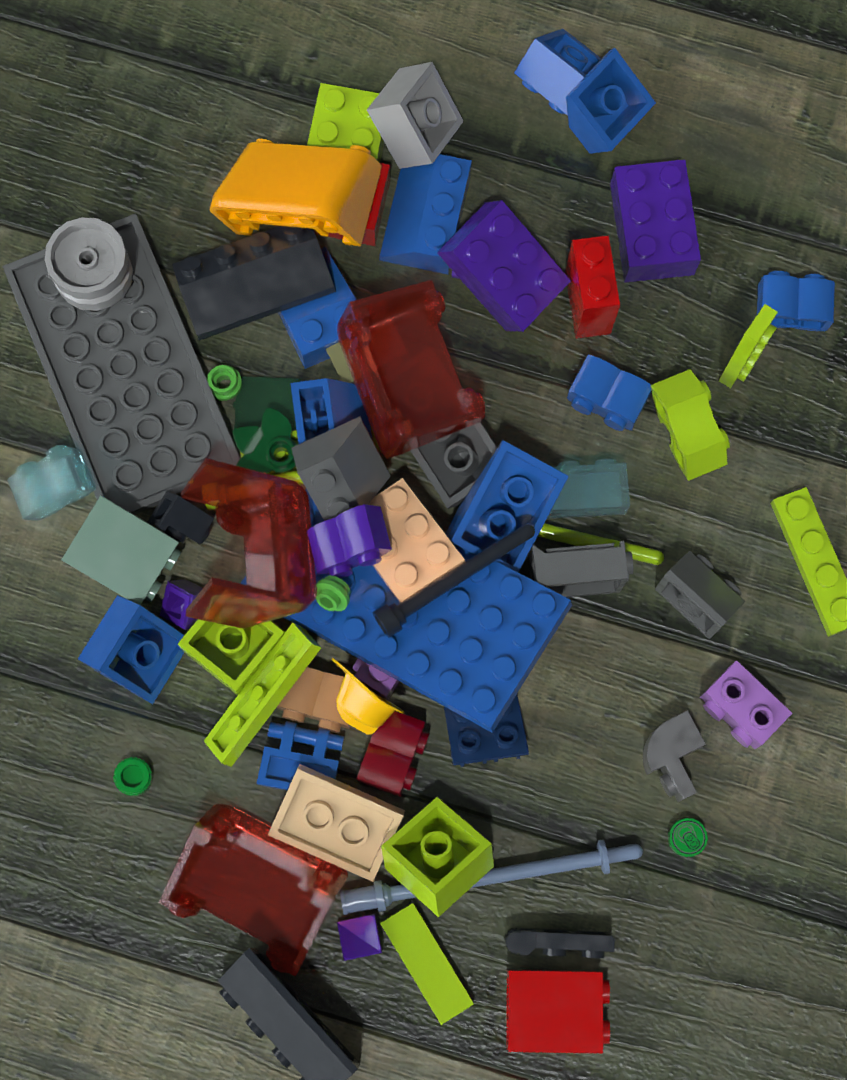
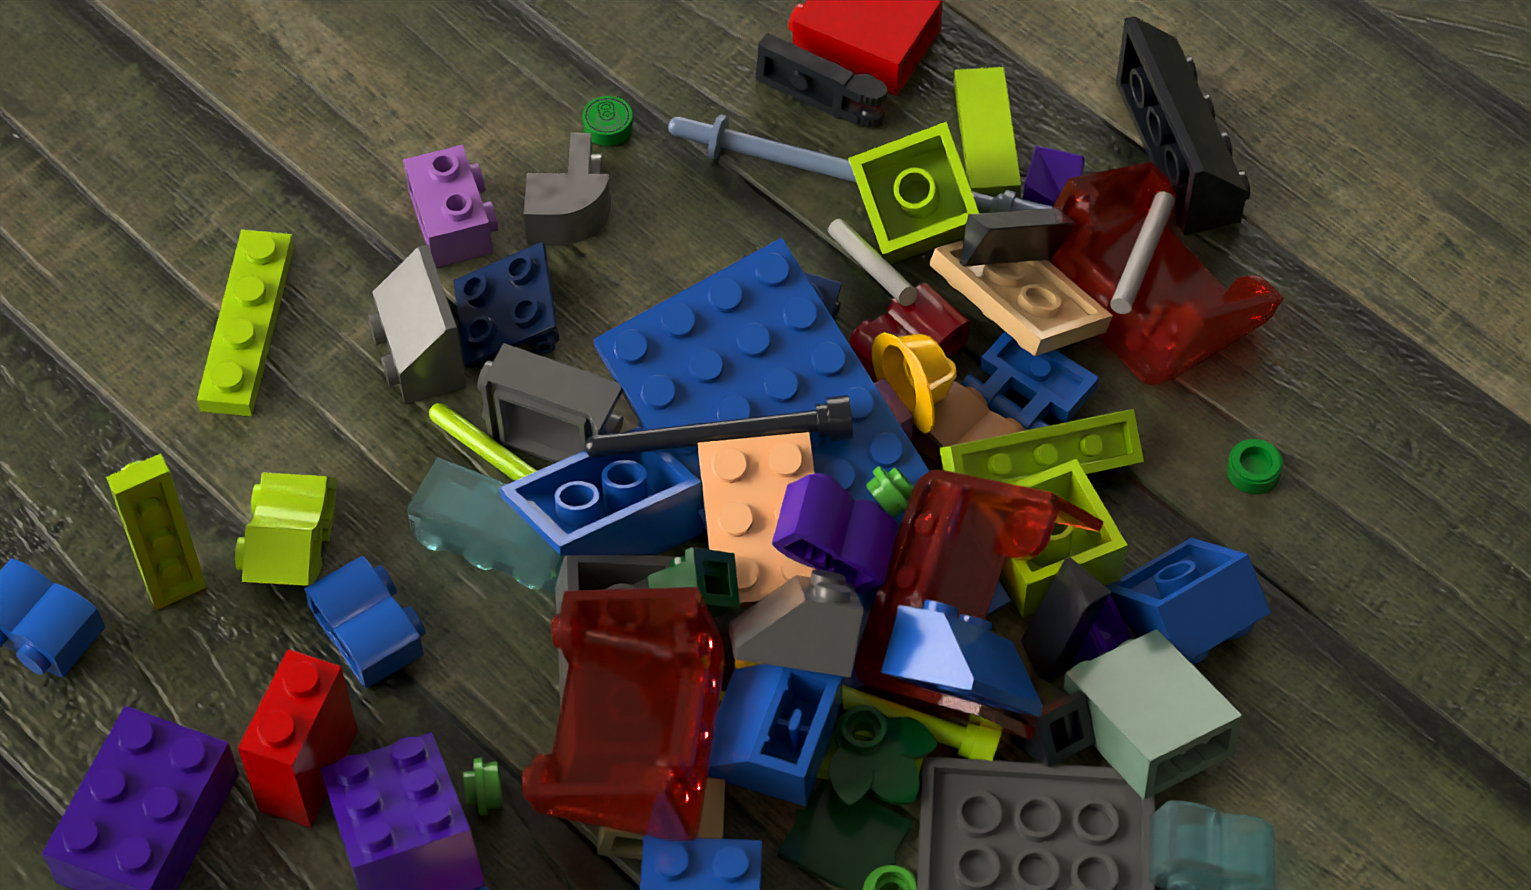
camera: 150 degrees left, 20 degrees down
(192, 578) = (1063, 620): none -> black slope
(233, 497) = (959, 658): none -> blue slope
(265, 887) = (1142, 253): none -> light grey bar
(353, 848) = (1014, 236): none -> black slope
(423, 475) = (709, 571): none -> dark green brick
(435, 790) = (873, 262): none -> light grey bar
(480, 329) = (483, 786): none -> bright green plate
(661, 650) = (507, 305): none -> dark blue hinge

